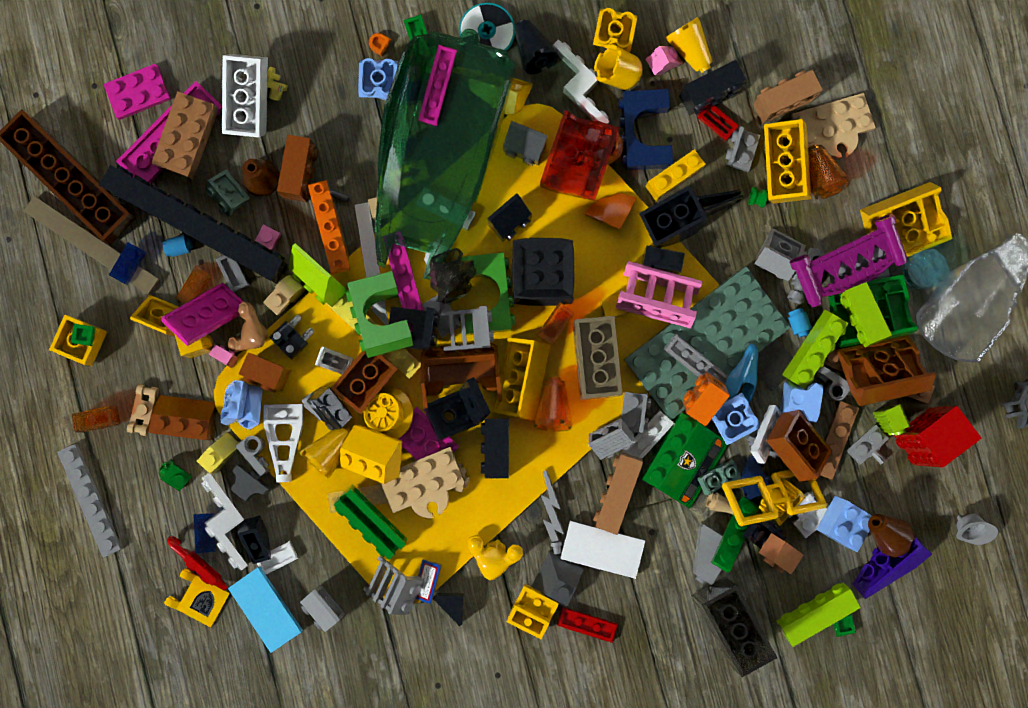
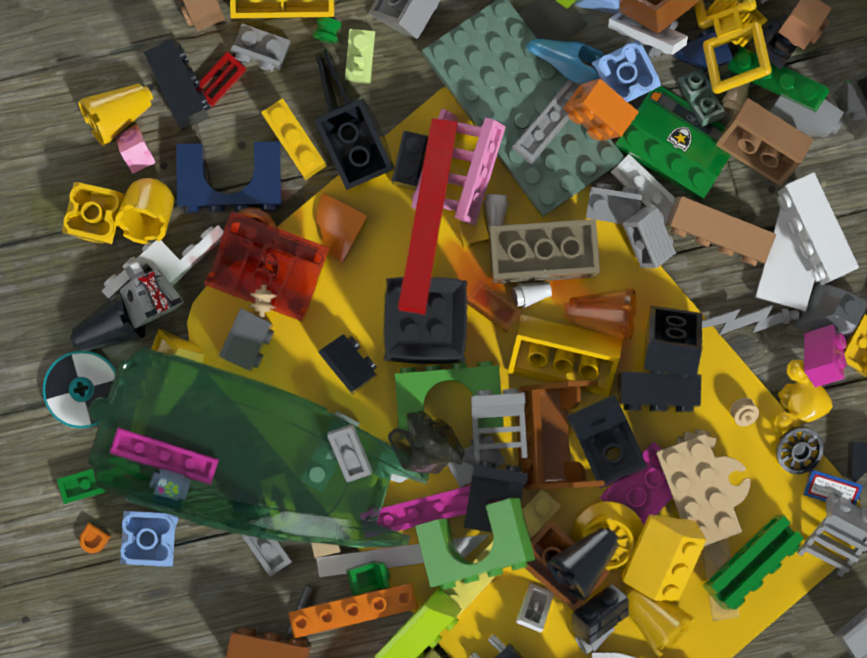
camera: 90 degrees left, 0 degrees up
(354, 238) = (368, 577): none -> green bracket
(366, 394) = (584, 562): none -> black cone
(368, 169) = (268, 553): none -> light grey plate
(416, 89) = (170, 484): none -> sand blue brick
(443, 219) = (349, 453): none -> light grey plate
(455, 555) = (799, 450): none -> black wheel
(483, 513) = (744, 411): none -> tan wheel
(526, 573) = (824, 355): none -> dark pink brick
(532, 457) = (673, 341): none -> black brick
(553, 151) = (263, 300): none -> tan wheel
(555, 72) = (148, 295): none -> light grey torso
(567, 352) = (530, 293): none -> white cone
(619, 269) = (428, 216): none -> red tile
(621, 565) = (817, 229): none -> white brick
(628, 324) = (495, 209): none -> white cone
(686, 524) = (764, 142): none -> medium nougat brick
(739, 222) = (360, 56): none -> yellowish green plate

